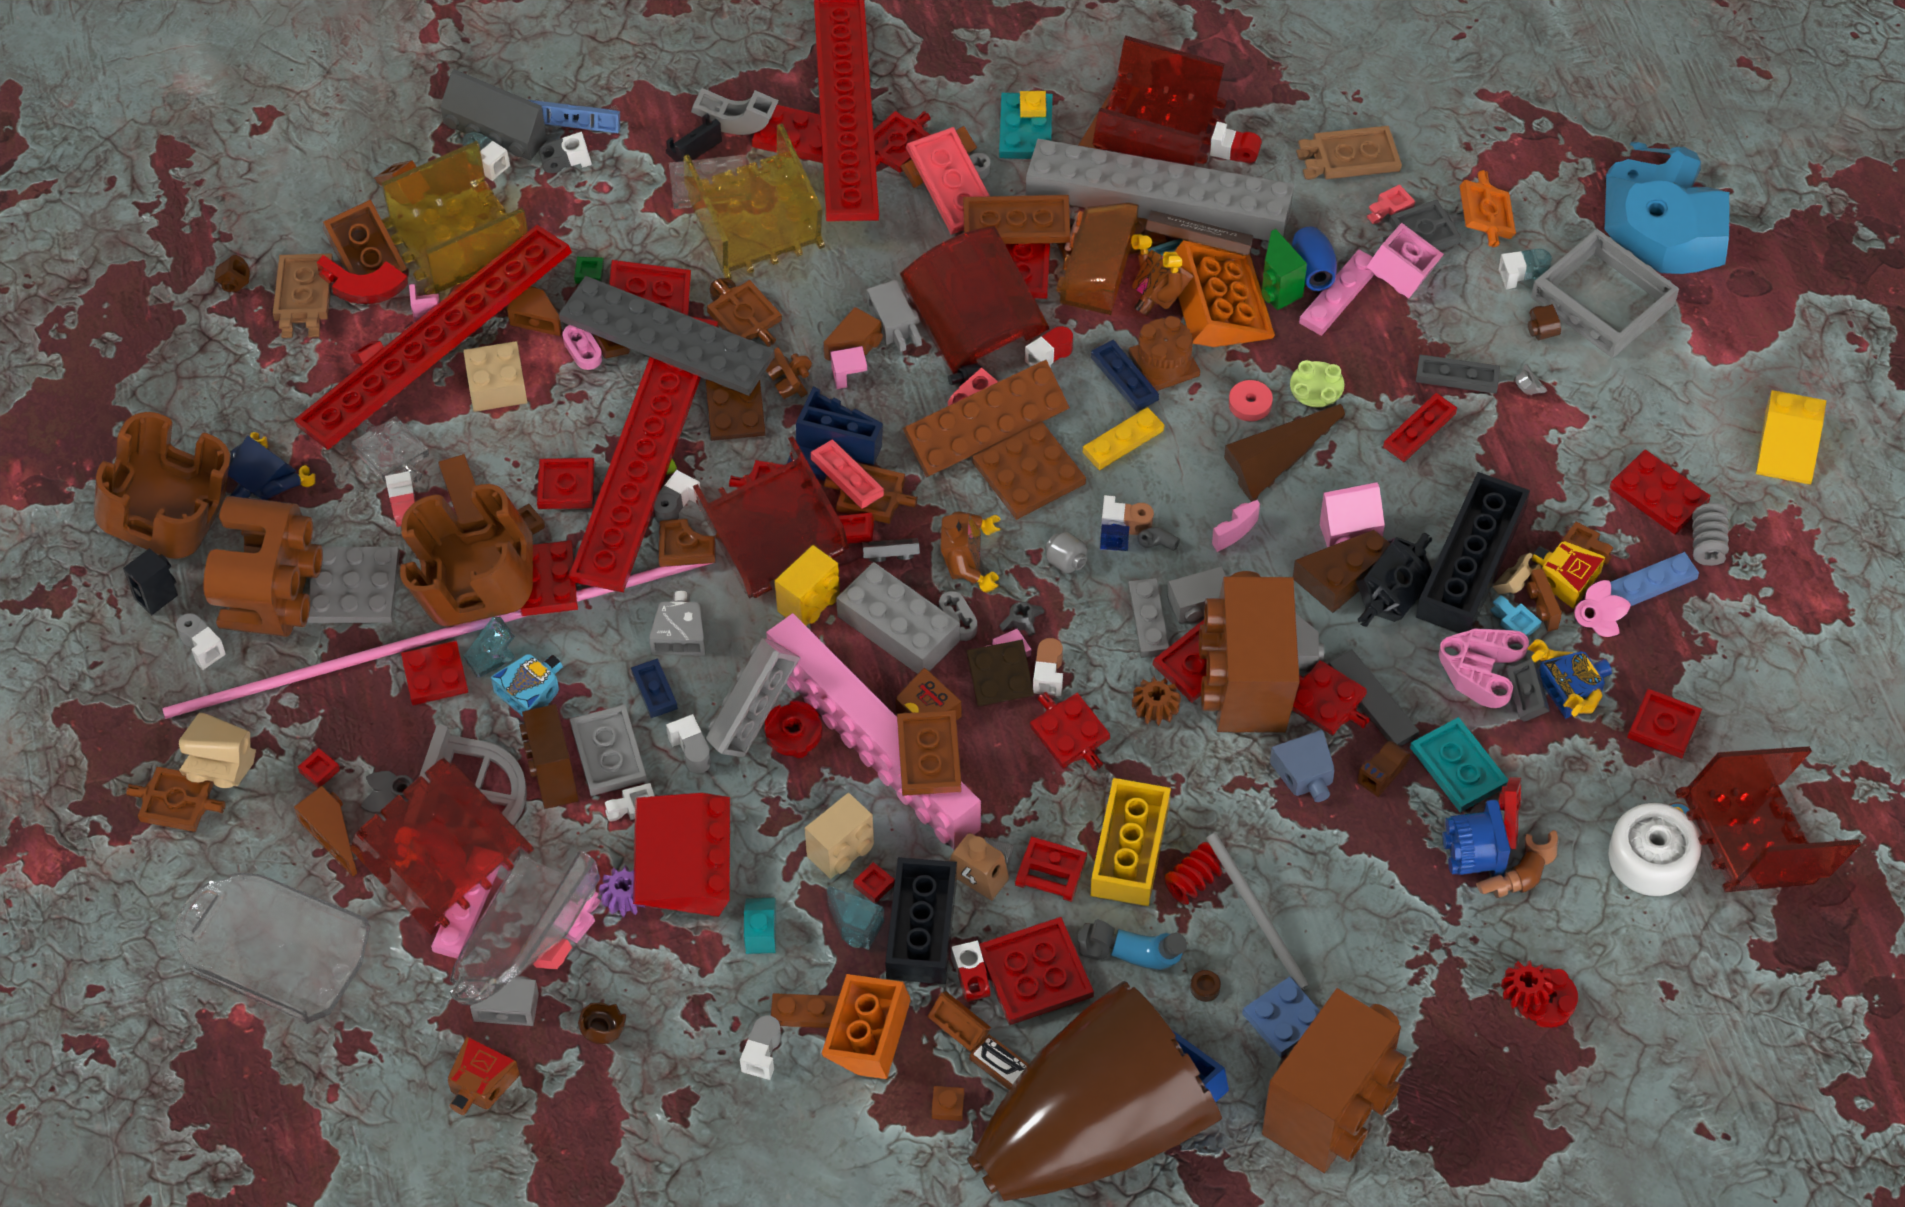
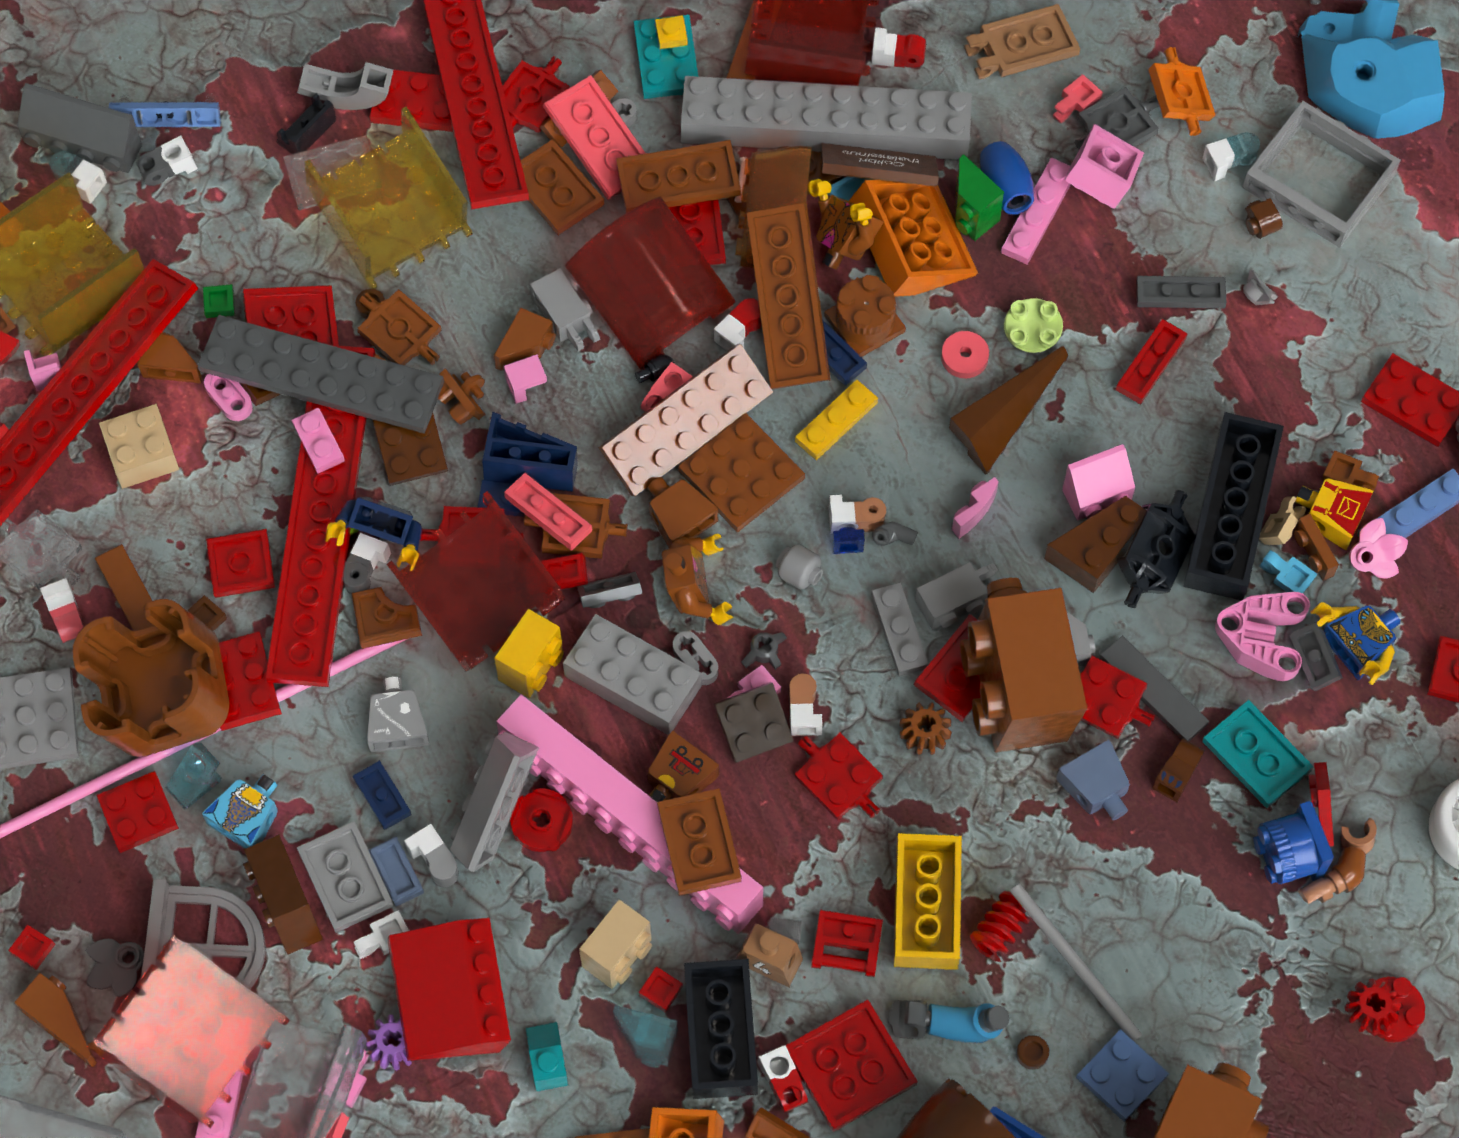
camera: 10 degrees left, 10 degrees up
(653, 388) = (318, 440): none -> bright pink plate
(655, 753) = (396, 871): none -> sand blue tile
(694, 459) = (381, 521): none -> dark blue torso
(908, 218) = (558, 188): none -> dark orange plate
(968, 490) = (680, 510): none -> dark orange torso
(1096, 326) = (788, 296): none -> dark orange plate

